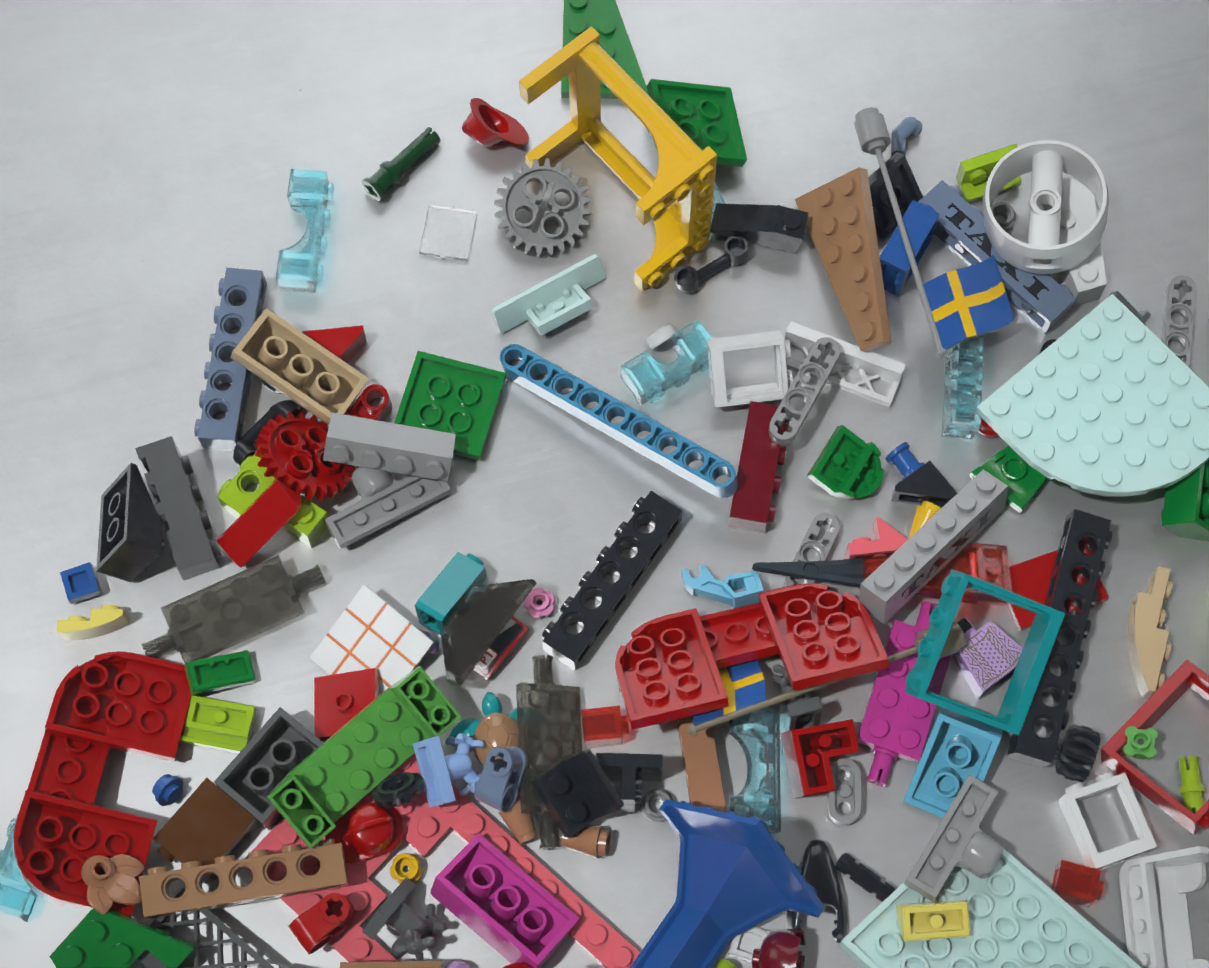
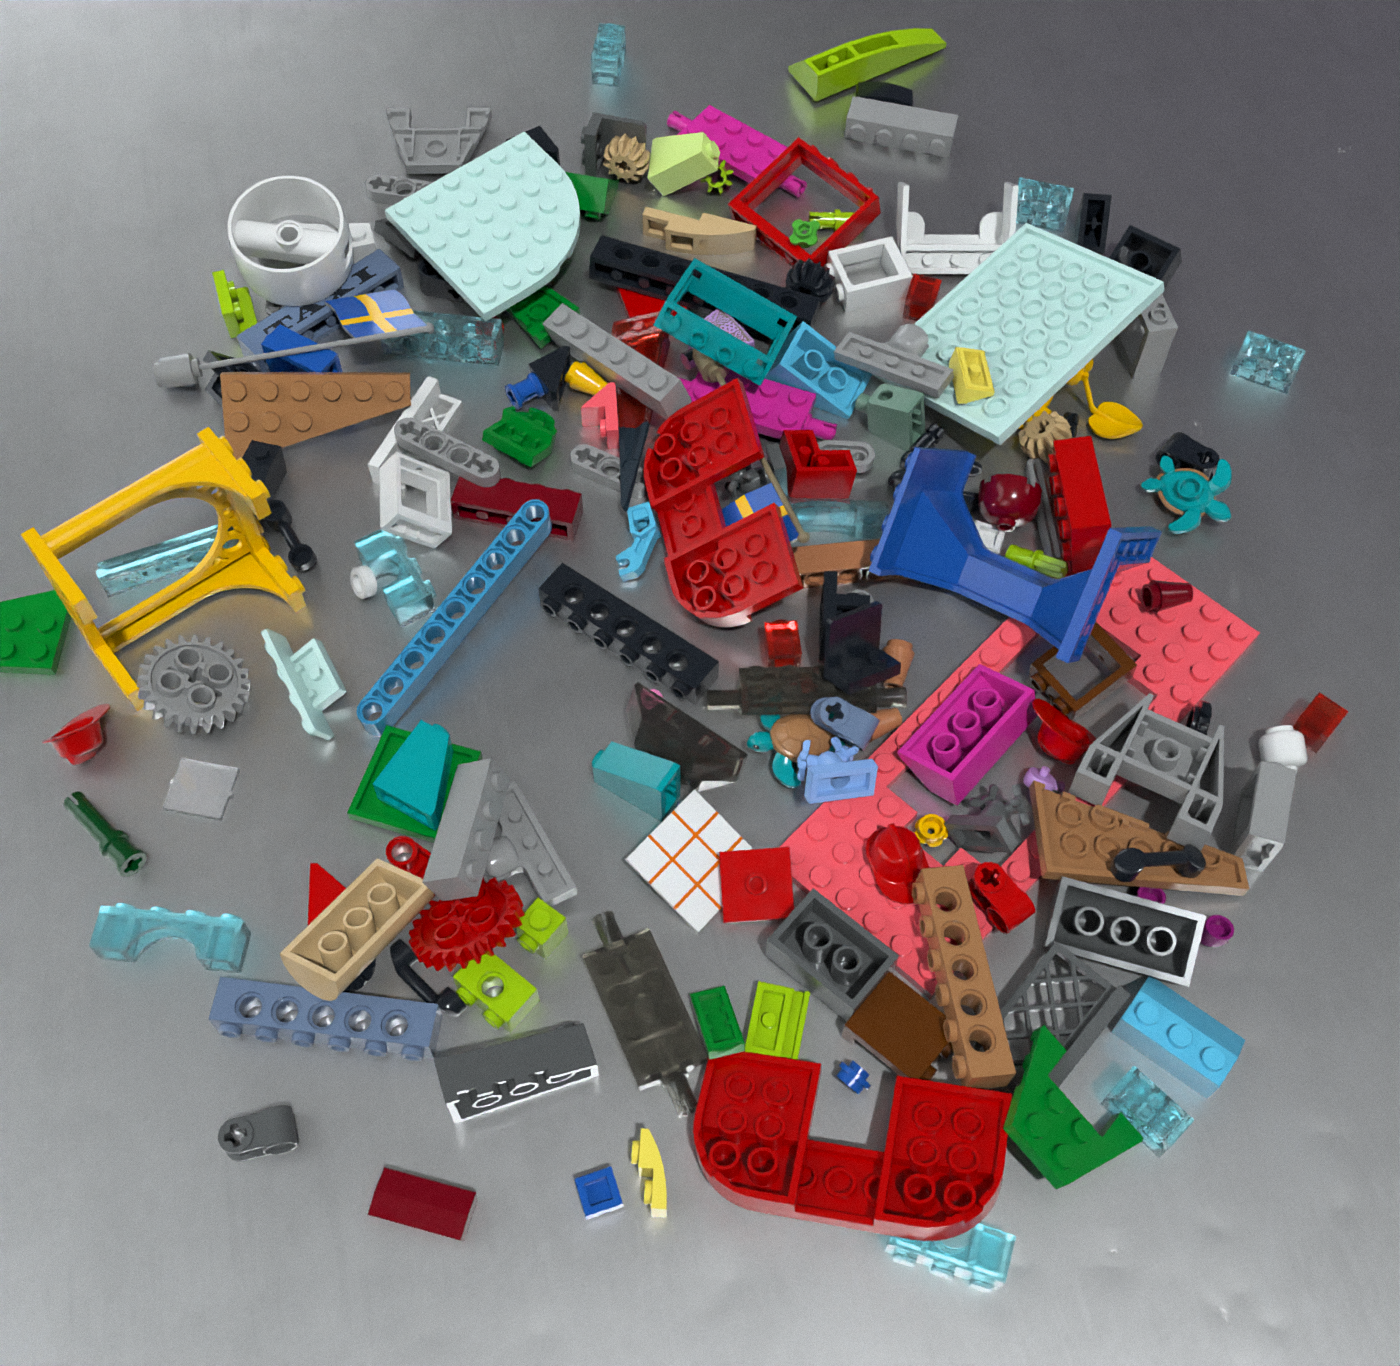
camera: 90 degrees left, 10 degrees down
(76, 450) = (423, 1204): none -> dark red piece
(115, 885) = (980, 1106): nougat plate -> none
(128, 527) = (533, 1127): black slope -> none
(138, 324) = (264, 1132): none -> dark grey piece
(260, 522) = (547, 967): red slope -> none
(361, 755) = (818, 854): bright green slope -> none
(398, 789) = (850, 832): black gear -> none
(446, 404) = (418, 775): none -> teal slope
(705, 115) = (134, 540): green plate -> none
(896, 842) = (894, 414): none -> sand green torso

